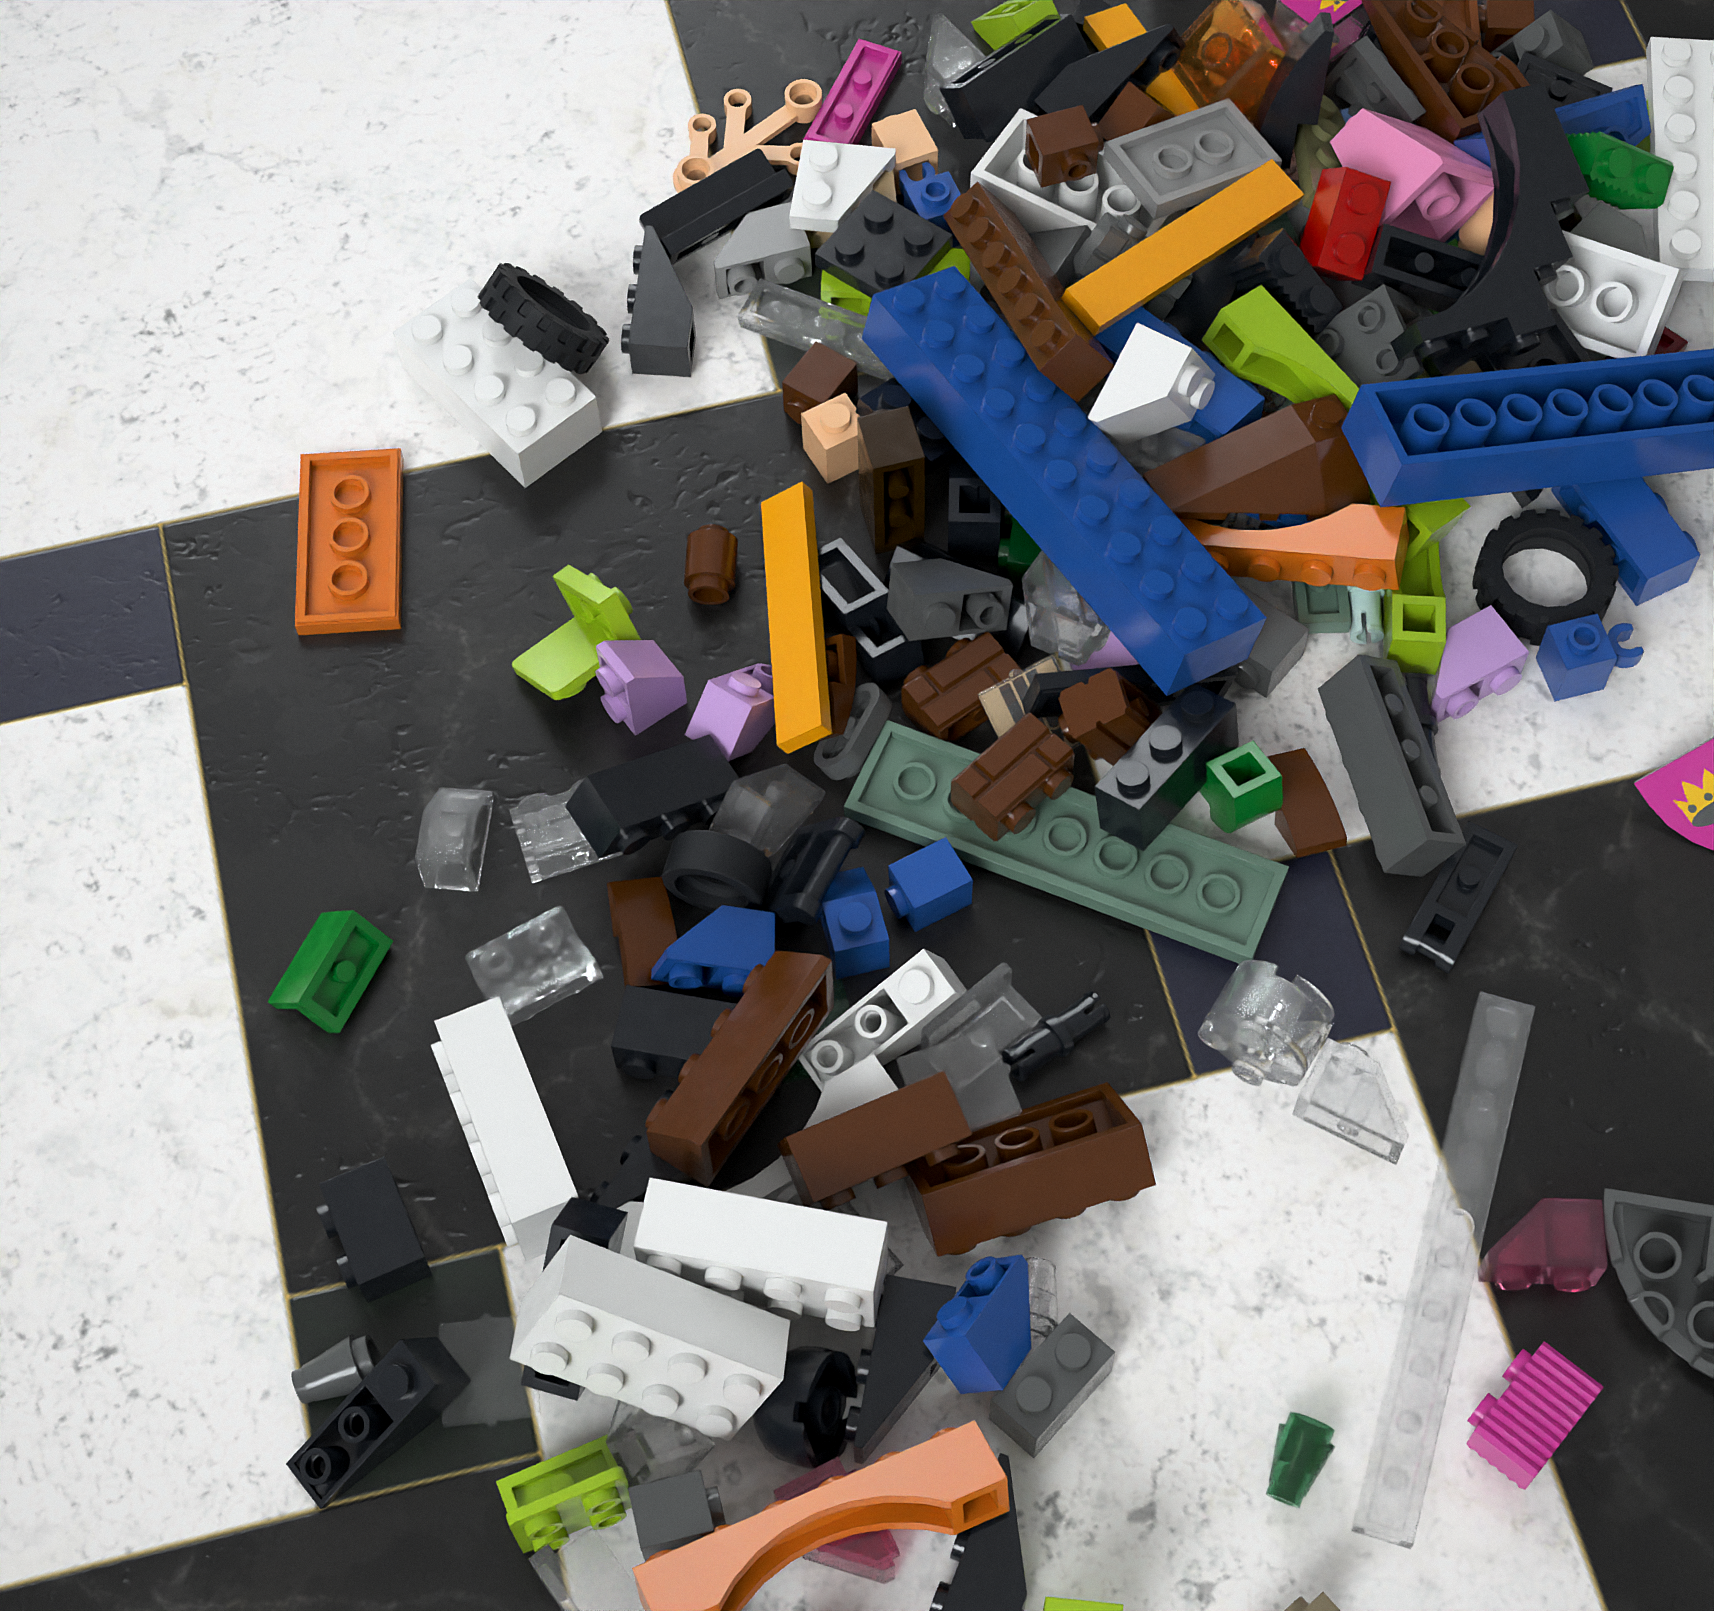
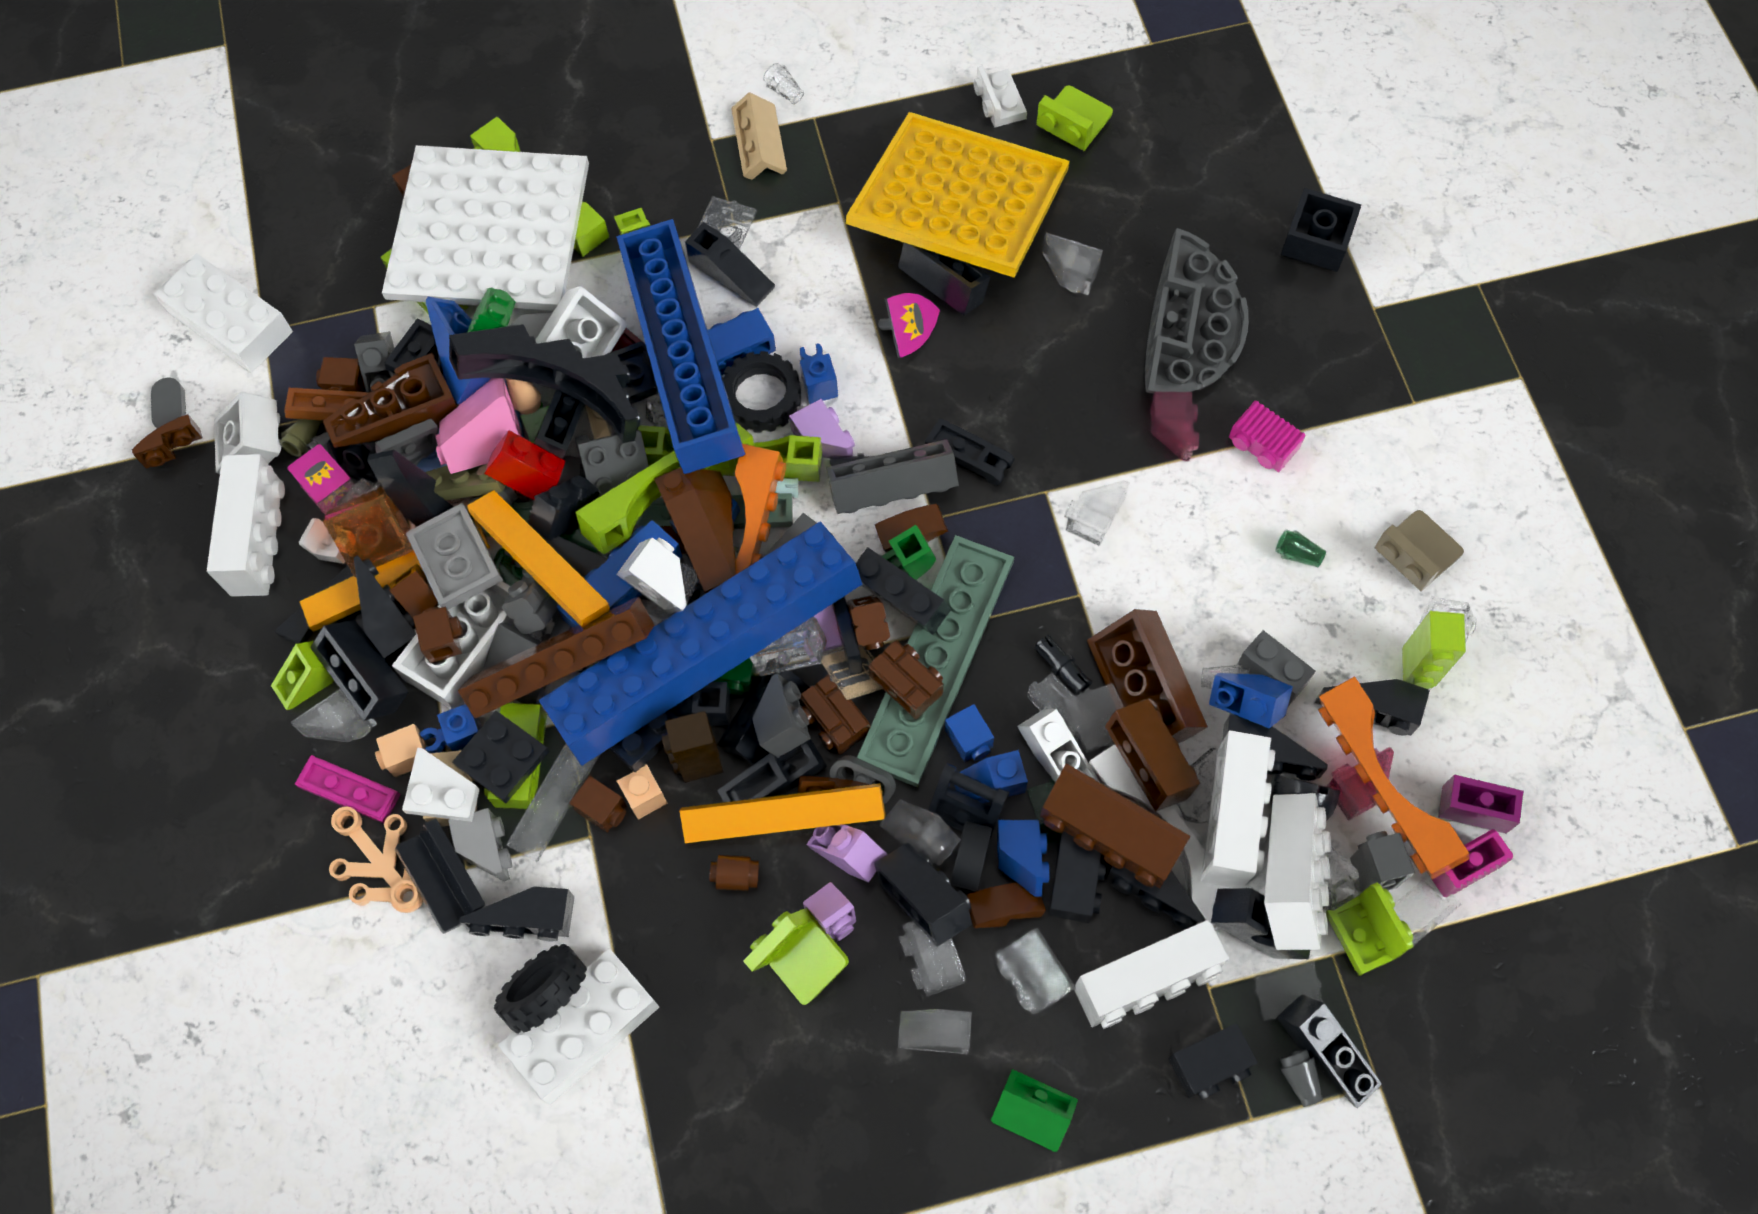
camera: 90 degrees left, 5 degrees up
(349, 542) = (700, 1128): orange tile -> none
(1268, 1024) = (1060, 547): clear brick -> none
(1443, 1273) = (1183, 474): clear plate -> none

